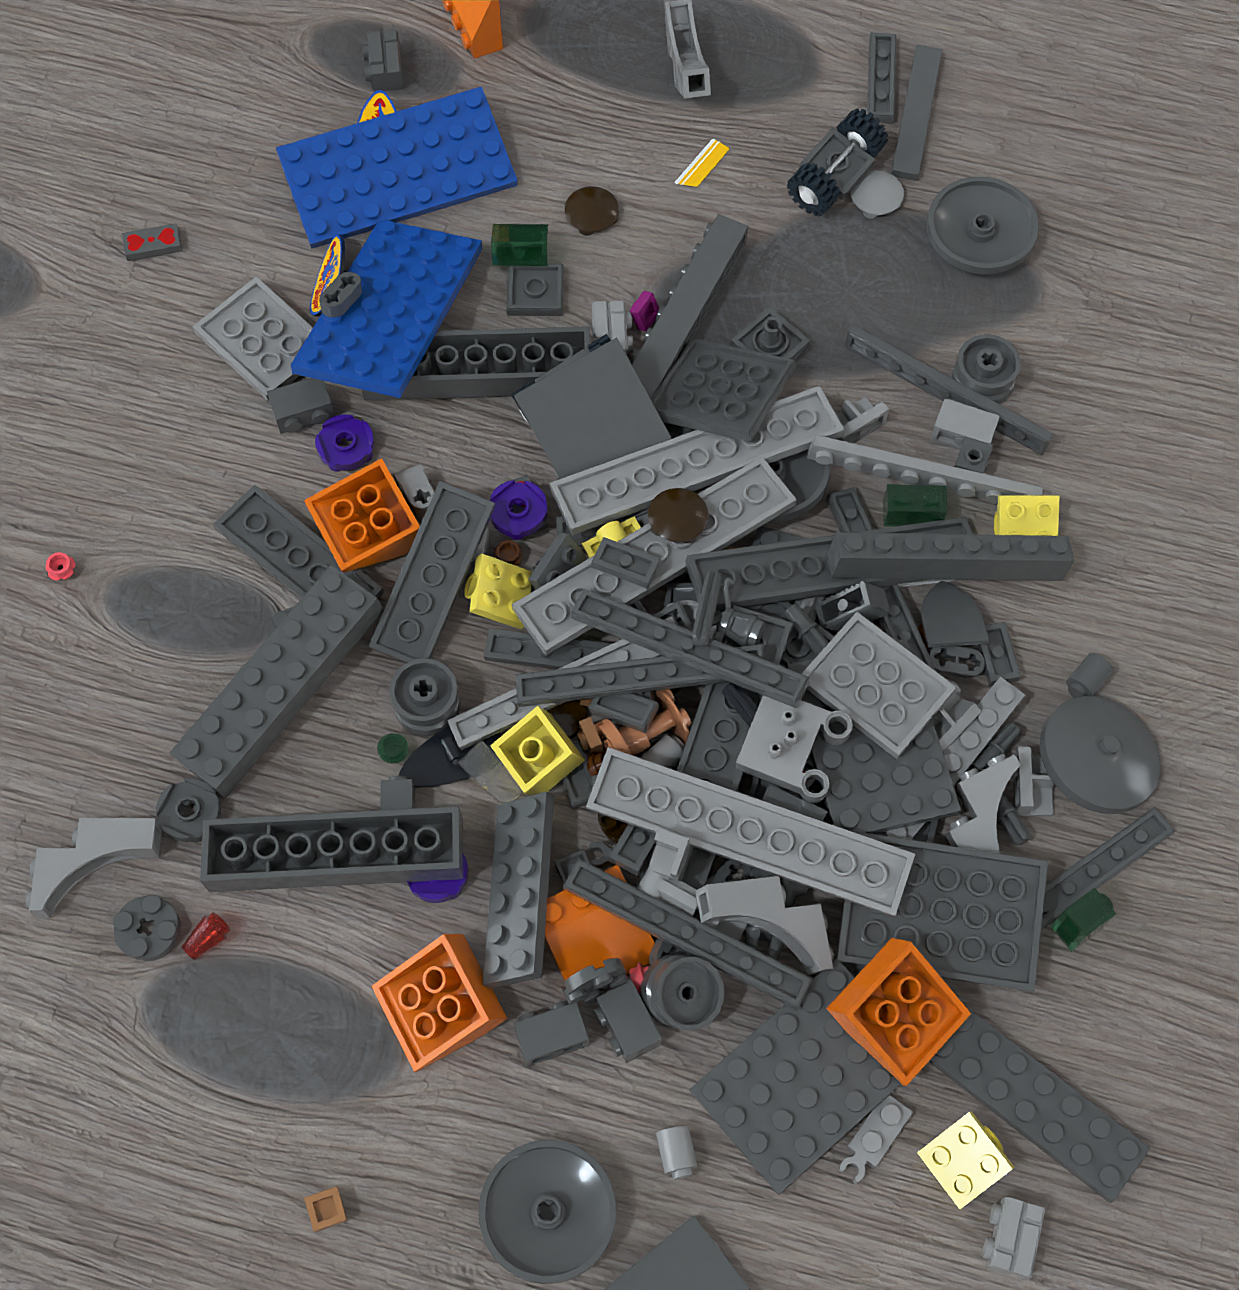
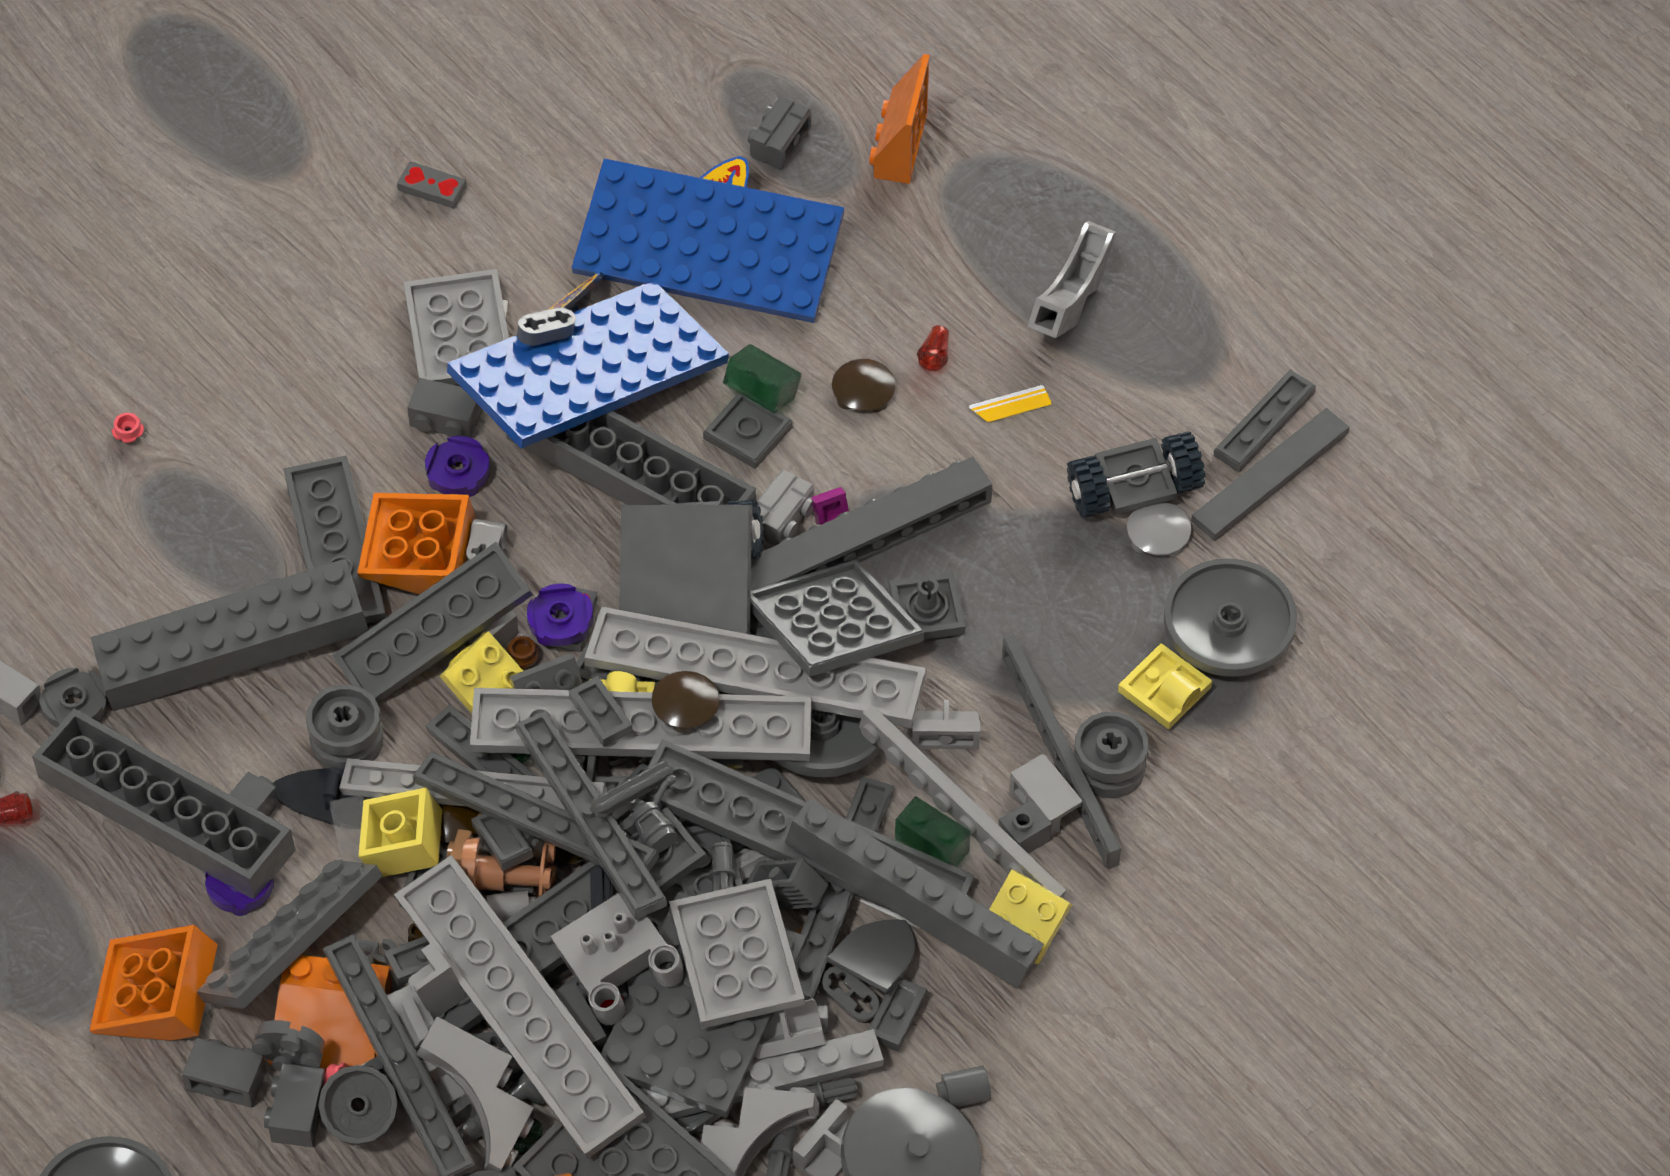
camera: 35 degrees right, 10 degrees down
(393, 748) = (285, 755): clear green plate -> none
(622, 155) = (934, 349): none -> clear red cone
(976, 300) = (1164, 686): none -> light yellow plate

